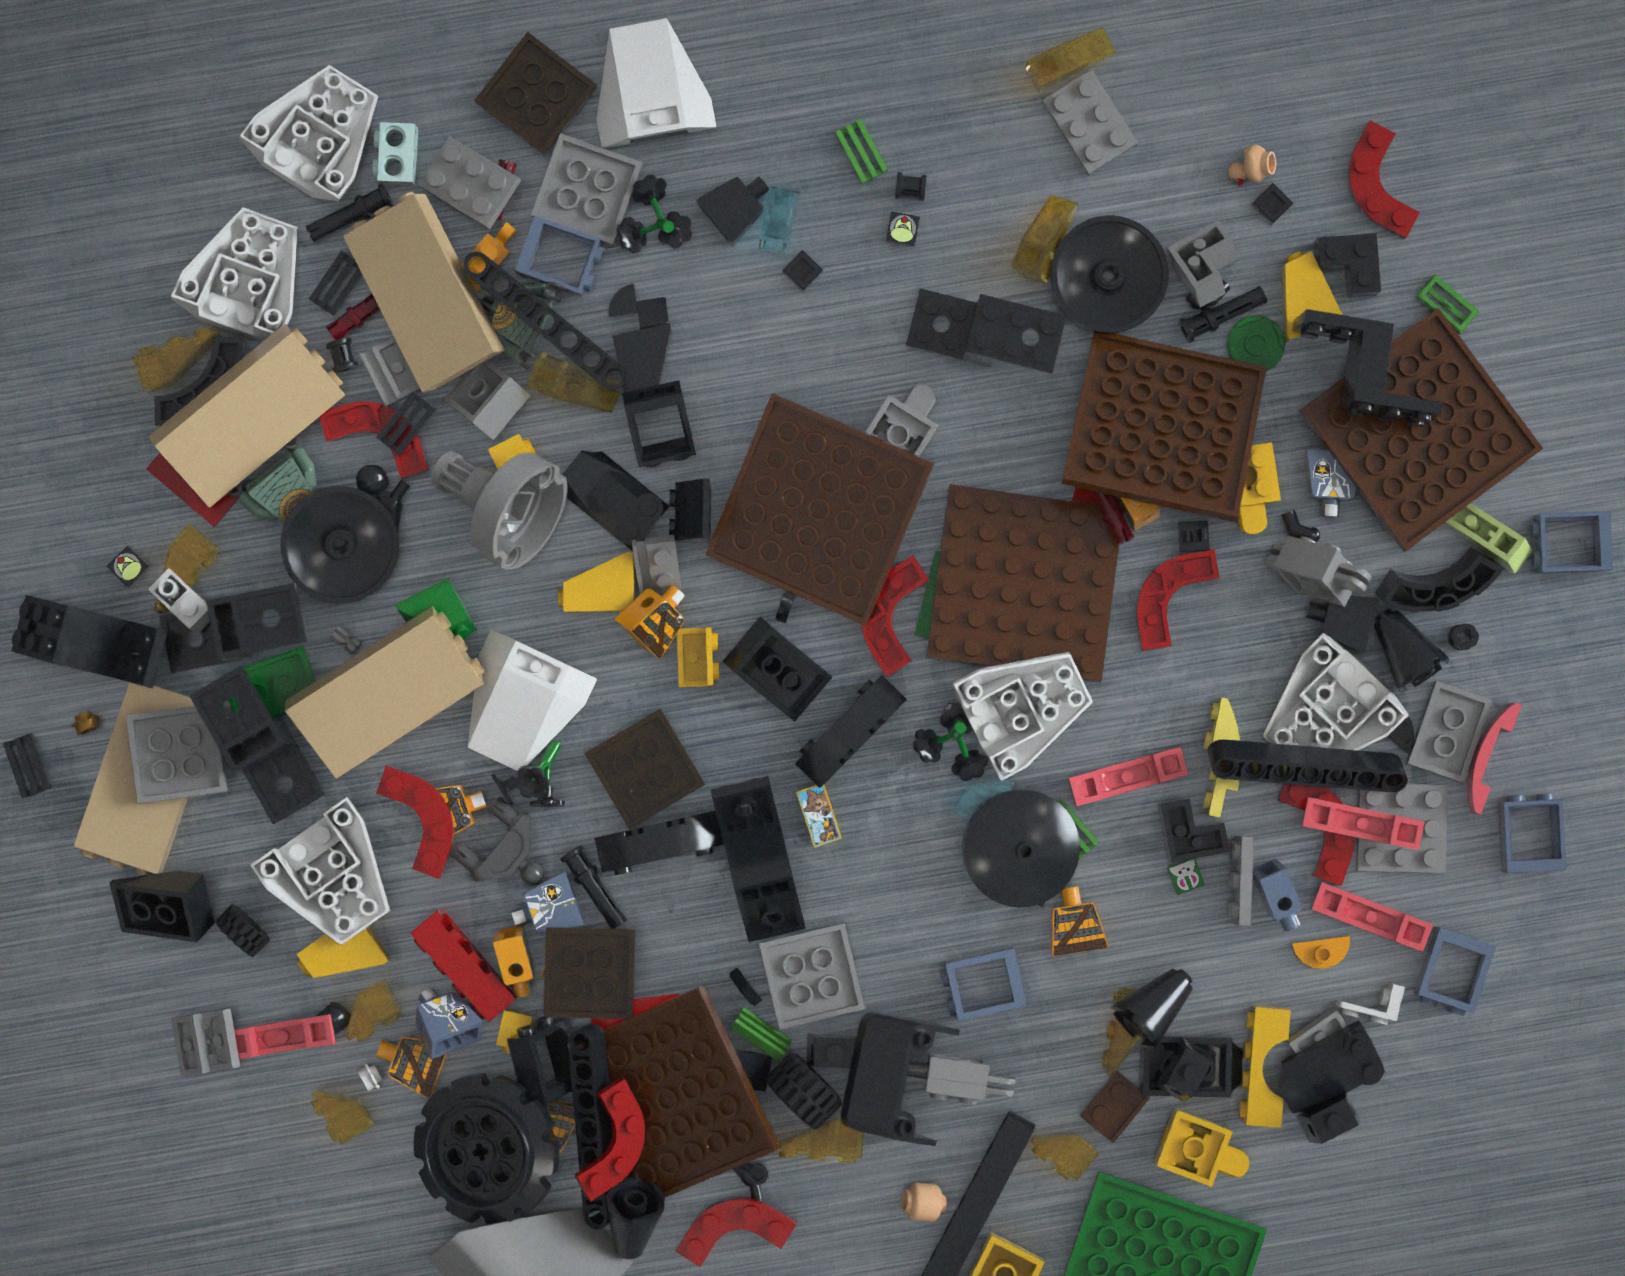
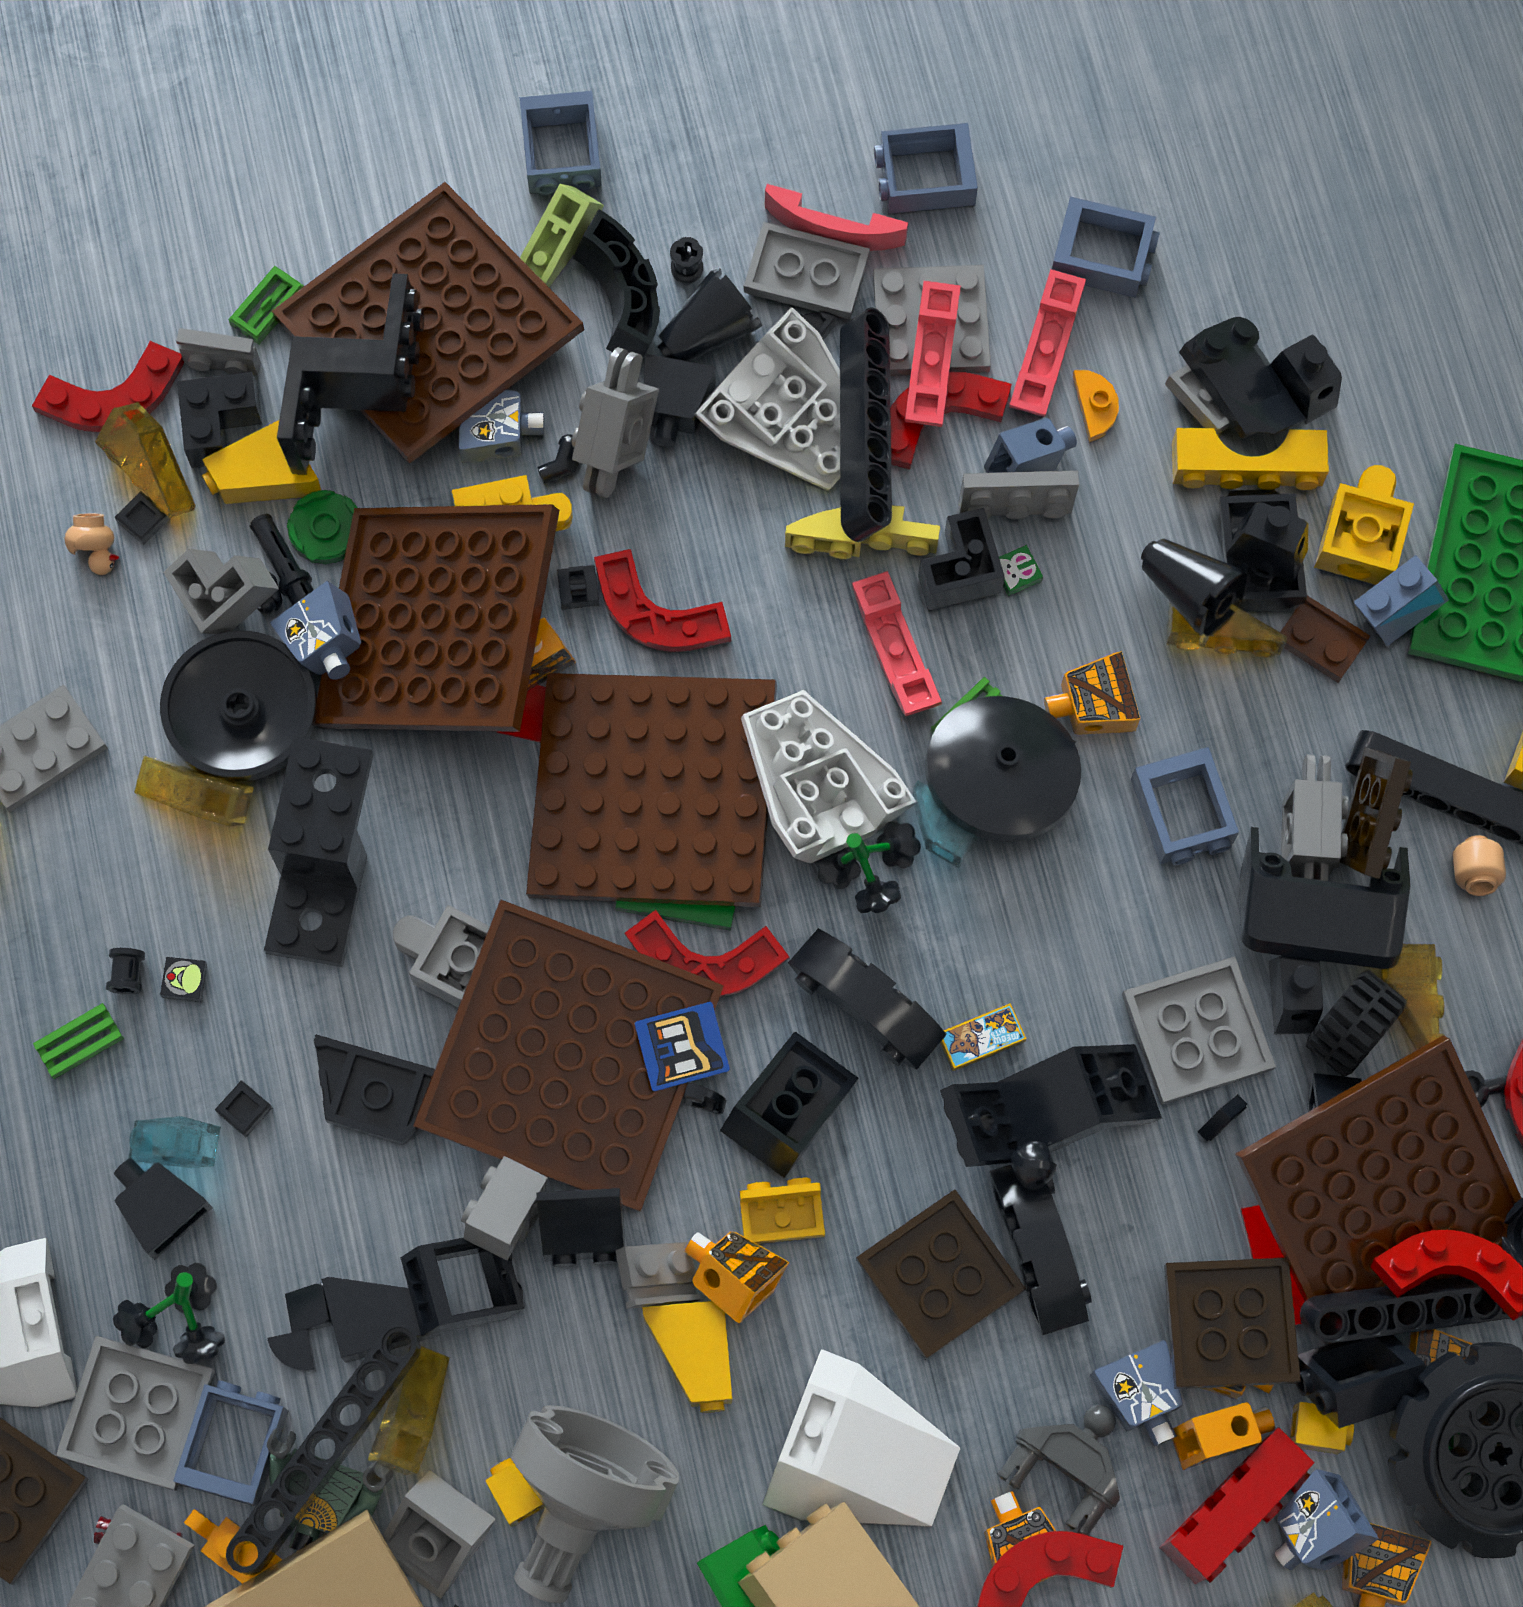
camera: 90 degrees left, 15 degrees down
(532, 781) = (974, 1425): black plant -> none
(586, 876) = (1095, 1343): black pin -> none
(613, 497) = (569, 1343): black slope -> none
(708, 457) = (505, 1208): none -> light grey brick
(712, 840) = (1033, 1165): none -> black piece
(761, 1034) = (1284, 1090): bright green tile -> none
(808, 364) = (370, 1089): none -> black wing
(821, 592) = (682, 1046): none -> sticker
(960, 1121) = (1375, 811): none -> dark brown plate
(1067, 1150) = (1388, 688): clear yellow slope -> none
(1114, 516) = (558, 678): dark red pin -> none
(1135, 1168) = (1401, 600): none -> sand blue brick
(1163, 338) = (321, 630): none -> sand blue torso
(1317, 208) = (145, 455): none -> clear yellow slope
(1390, 999) = (1156, 316): white bracket -> none
(1404, 253) = (218, 351): none -> light grey plate

